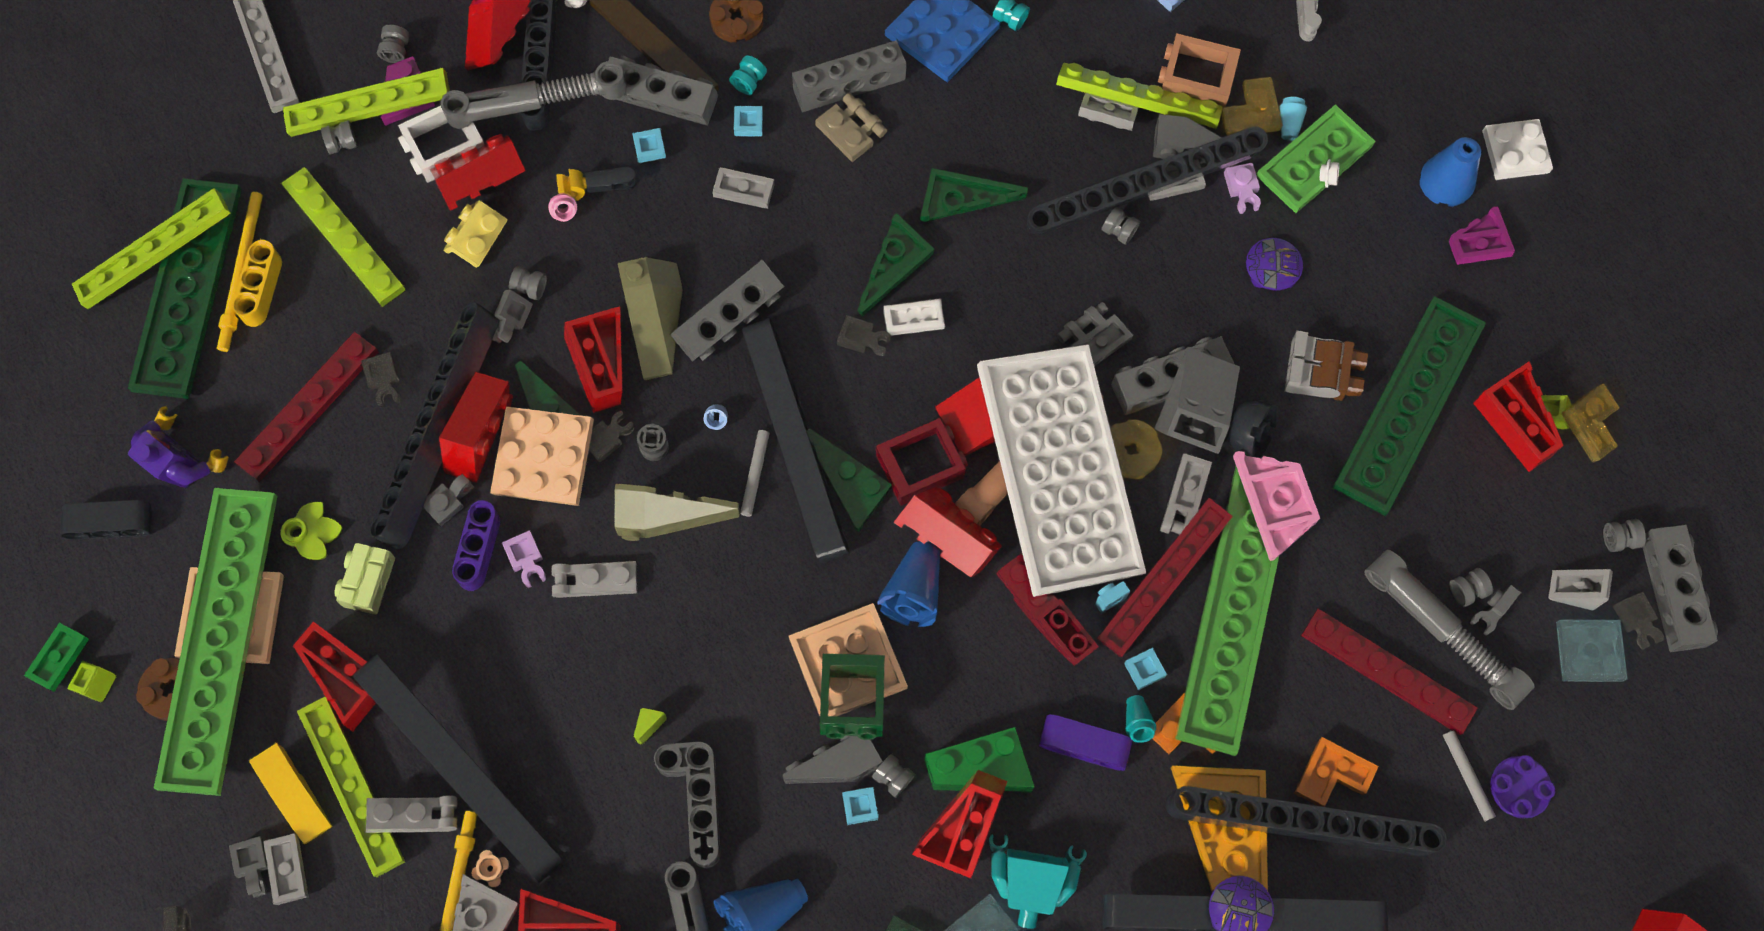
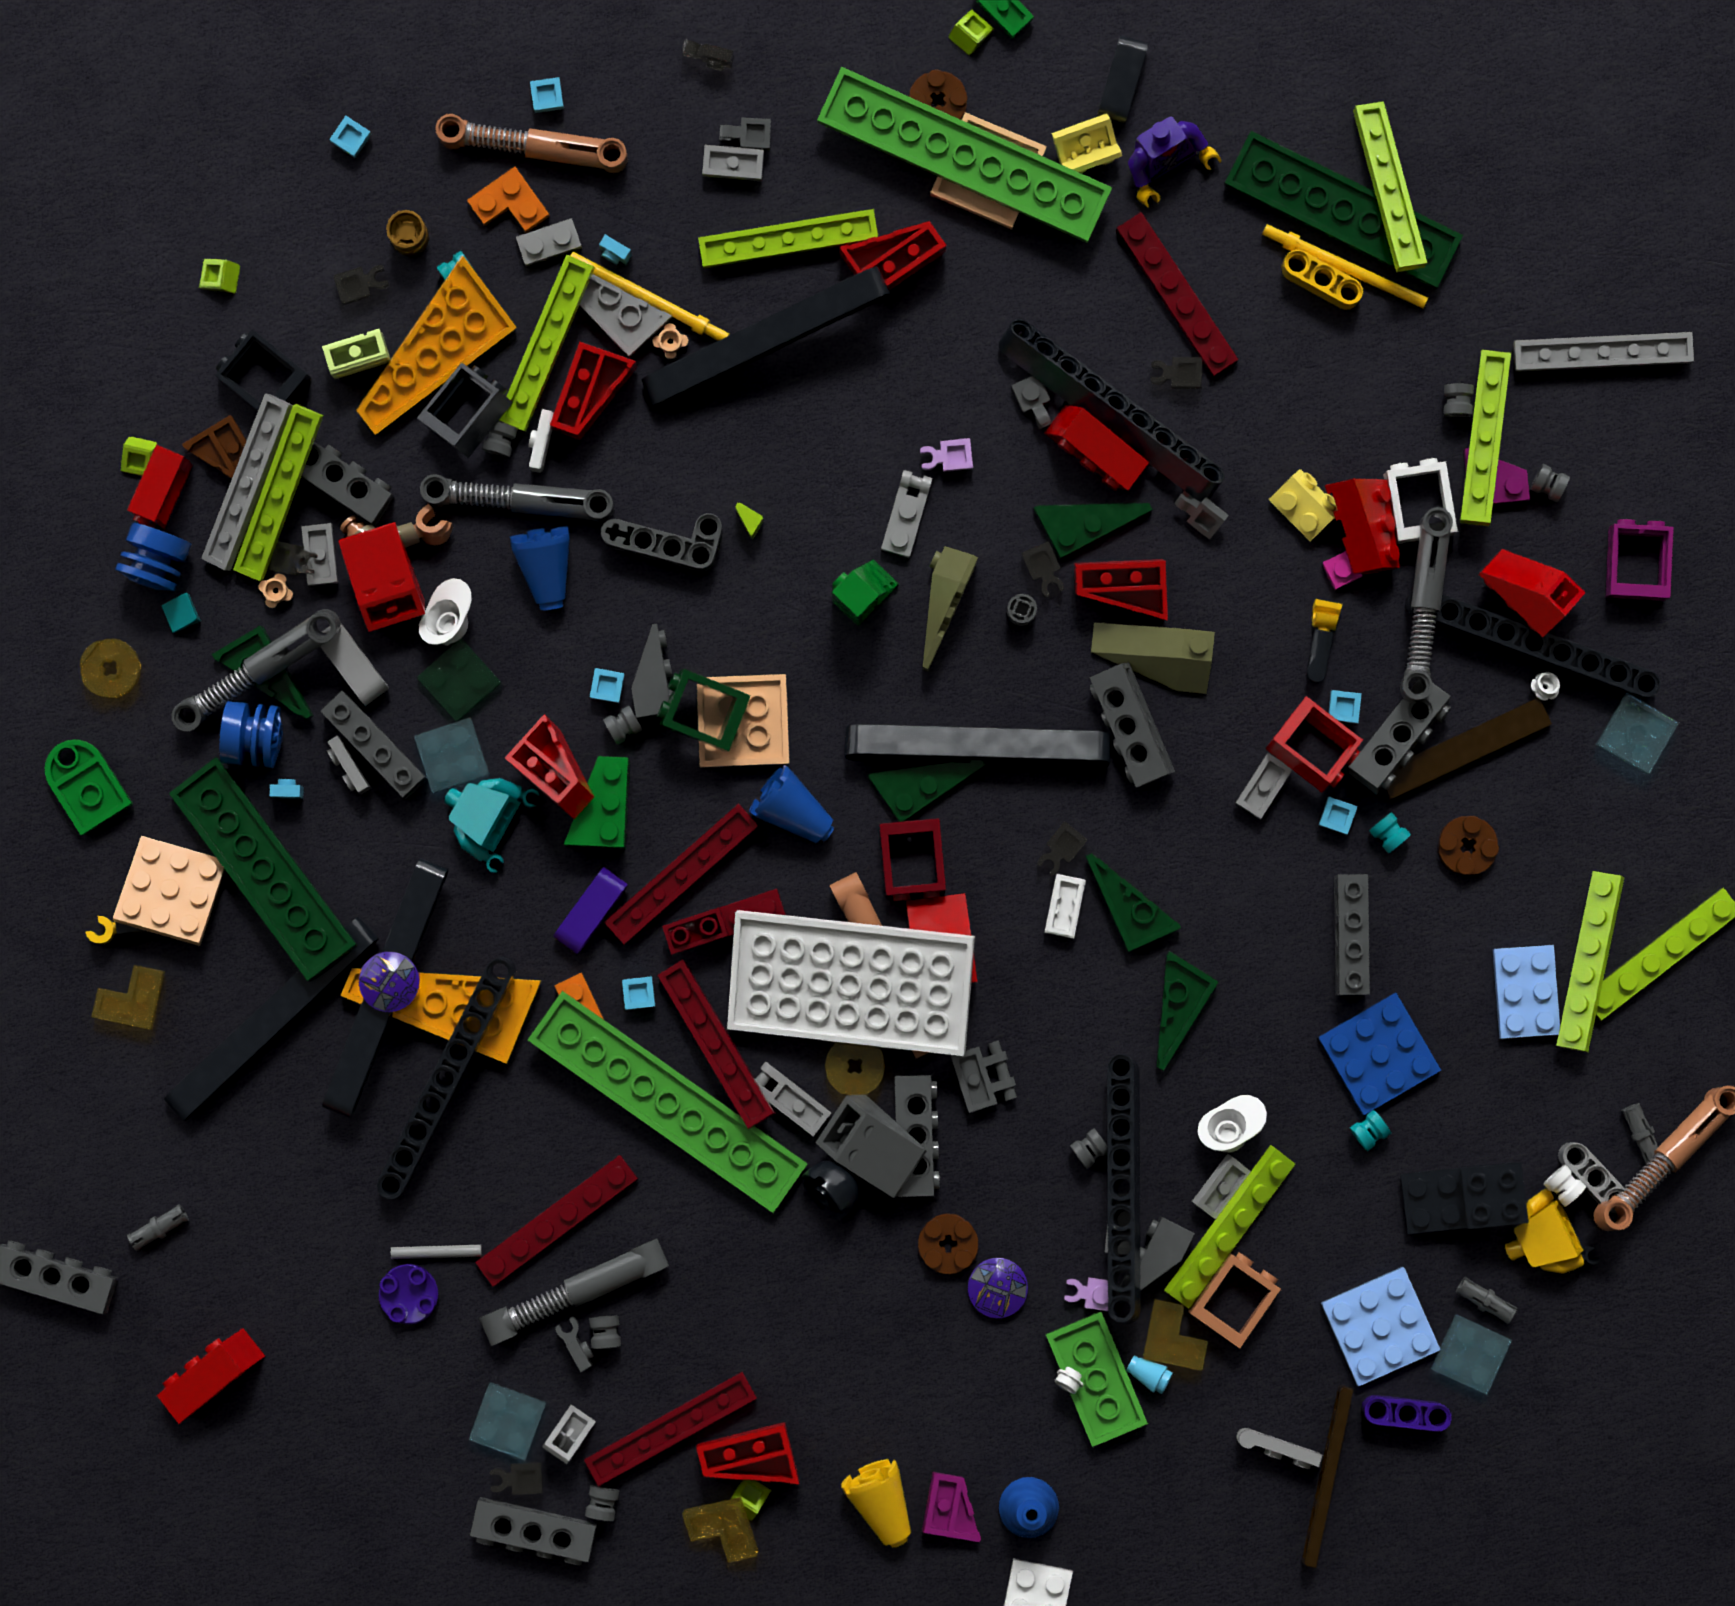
camera: 110 degrees right, 15 degrees up
(177, 529) = (1087, 144): none -> light yellow bracket
(290, 793) = (799, 184): yellow slope -> none
(315, 531) = (1046, 269): lime plate -> none
(343, 237) = (1349, 375): lime plate -> none
(364, 578) = (979, 302): yellowish green brick -> none
(410, 814) = (741, 283): light grey plate -> none
(472, 532) = (966, 402): dark purple beam -> none
(525, 187) = (1340, 570): none -> dark pink plate
(527, 282) = (1232, 539): dark grey wheel -> none
(542, 456) = (1043, 501): light nougat plate -> none
(566, 213) = (1302, 599): bright pink plate -> none
(687, 179) = (1328, 726): none -> red window
(687, 587) = (862, 590): none -> green wedge
(709, 417) = (1023, 674): light blue hinge -> none
(754, 473) = (959, 697): light grey bar -> none
(845, 132) = (1294, 910): dark tan plate -> none
(950, 529) = (830, 857): wedge -> none
(1017, 668) = (681, 874): none -> dark red plate
(1051, 114) = (1232, 1123): none -> white piece
(1111, 596) = (718, 987): medium azure plate -> none
(1139, 721) = (592, 966): teal cone -> none
(1247, 331) = (960, 1231): none -> reddish brown plate
(1277, 499) = (749, 1179): bright pink wing -> none
(1324, 367) = (869, 1297): hips -> none
(1331, 765) = (490, 1128): orange plate -> none
(1409, 406) = (804, 1357): dark green plate -> none
(1503, 296) = (880, 1500): none -> yellow cone
(1529, 499) = (670, 1428): none -> dark red plate

